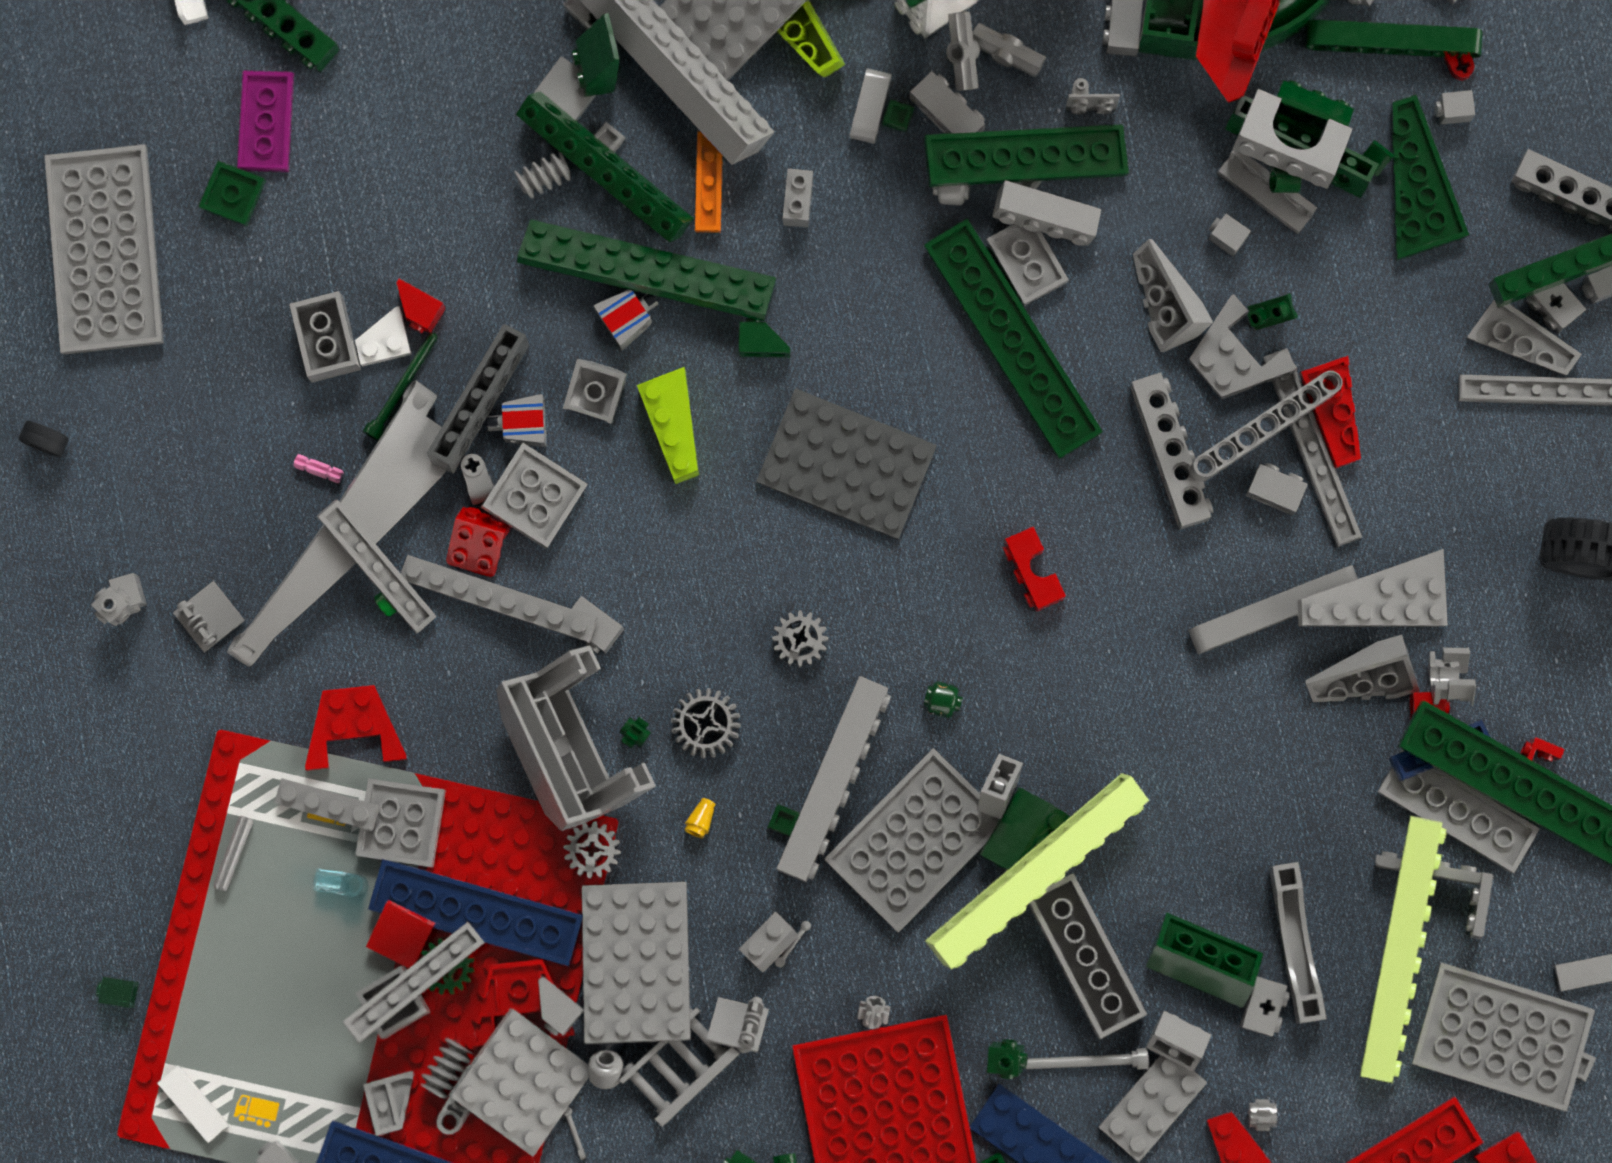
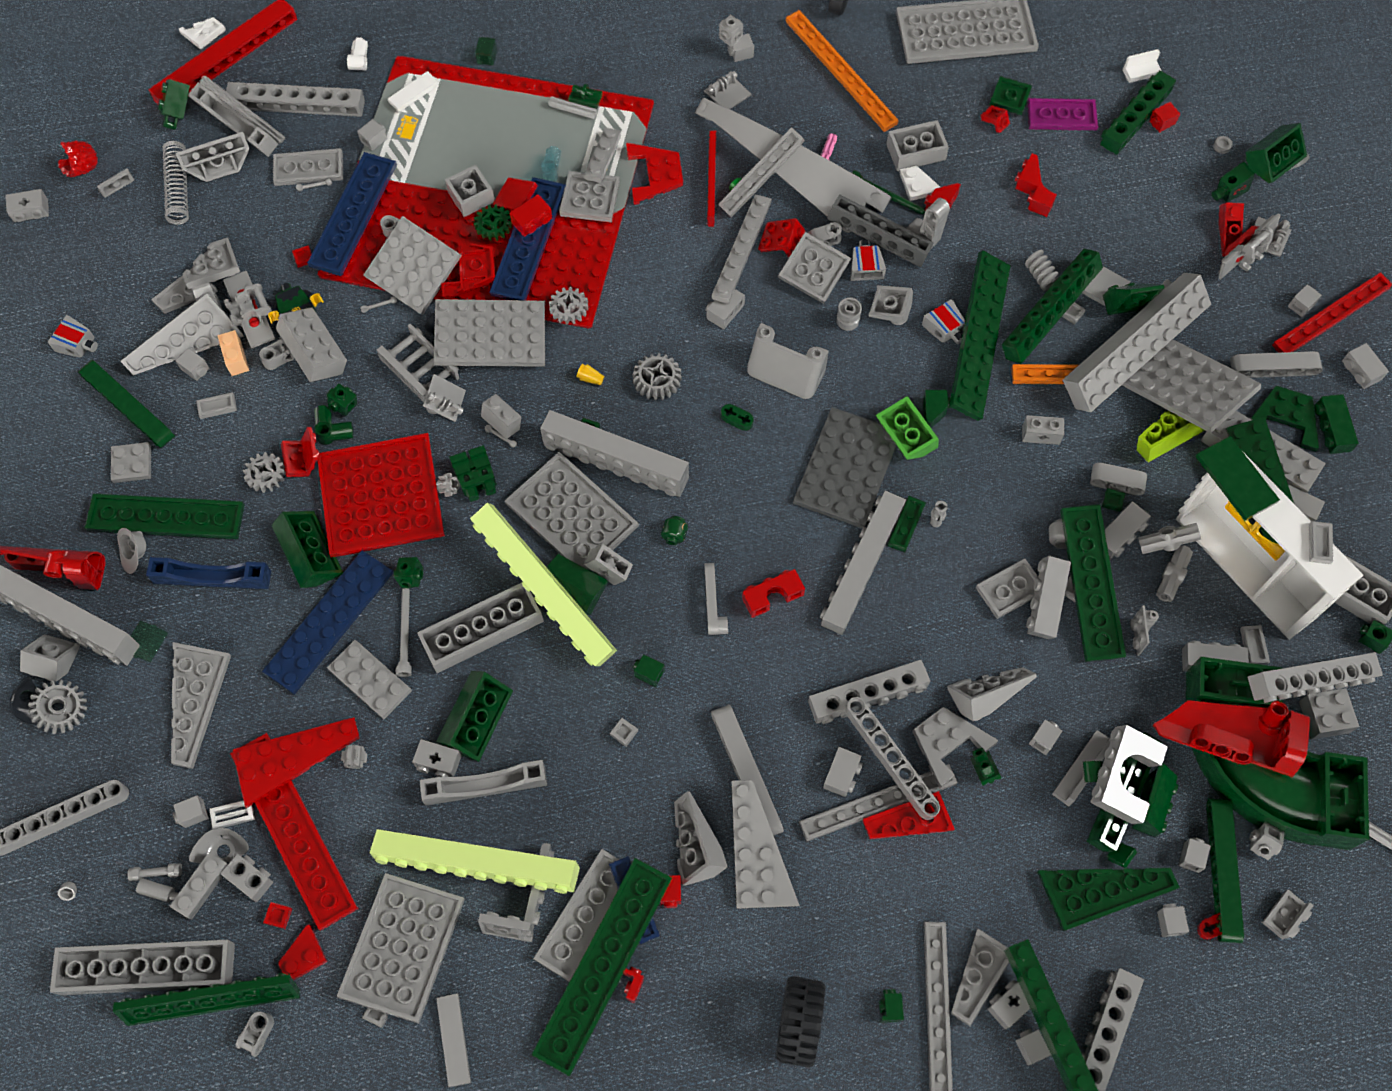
camera: 85 degrees right, 15 degrees down
(174, 443) = (842, 71): none -> orange plate
(219, 832) = (585, 96): none -> dark green hips
(272, 218) = (996, 116): none -> red bracket
(370, 642) = (711, 178): none -> red tile
(388, 1101) = (405, 193): light grey wing -> none
(389, 178) = (1030, 182): none -> red arch
(413, 982) = (480, 193): light grey plate -> none
(445, 906) = (531, 215): none -> red brick
(446, 1068) = (425, 221): light grey piece -> none
(480, 332) = (933, 223): none -> light grey beam
(557, 1008) = (460, 281): light grey slope -> none
(558, 747) = (637, 285): light grey wedge -> none
(605, 1069) = (419, 316): light grey head -> none
(611, 450) = (848, 314): none -> light grey wheel
(635, 732) = (650, 332): dark green gear -> none
(670, 415) = (870, 351): lime wedge -> none
(703, 546) = (785, 367): none -> light grey windscreen
(763, 609) = (735, 419): none -> dark green beam
(787, 633) = (718, 436): light grey gear -> none
(799, 379) = (908, 429): none -> bright green slope
(848, 993) = (474, 472): none -> dark green hips
(922, 350) = (938, 512): none -> light grey pin
(931, 389) = (906, 524): none -> dark green tile
(990, 449) = (863, 562): none -> light grey brick
(1013, 339) = (948, 579): dark green plate -> none
(1078, 646) = (716, 624): none -> light grey beam
(1142, 734) = (648, 670): none -> dark green brick
(1178, 1041) = (414, 694): light grey brick -> none
(1225, 765) = (624, 732): none -> light grey plate
(1375, 72) = (1194, 855): none -> light grey brick
(1445, 675) = (694, 904): light grey piece -> none
(1562, 444) = (891, 1006): none -> dark green brick

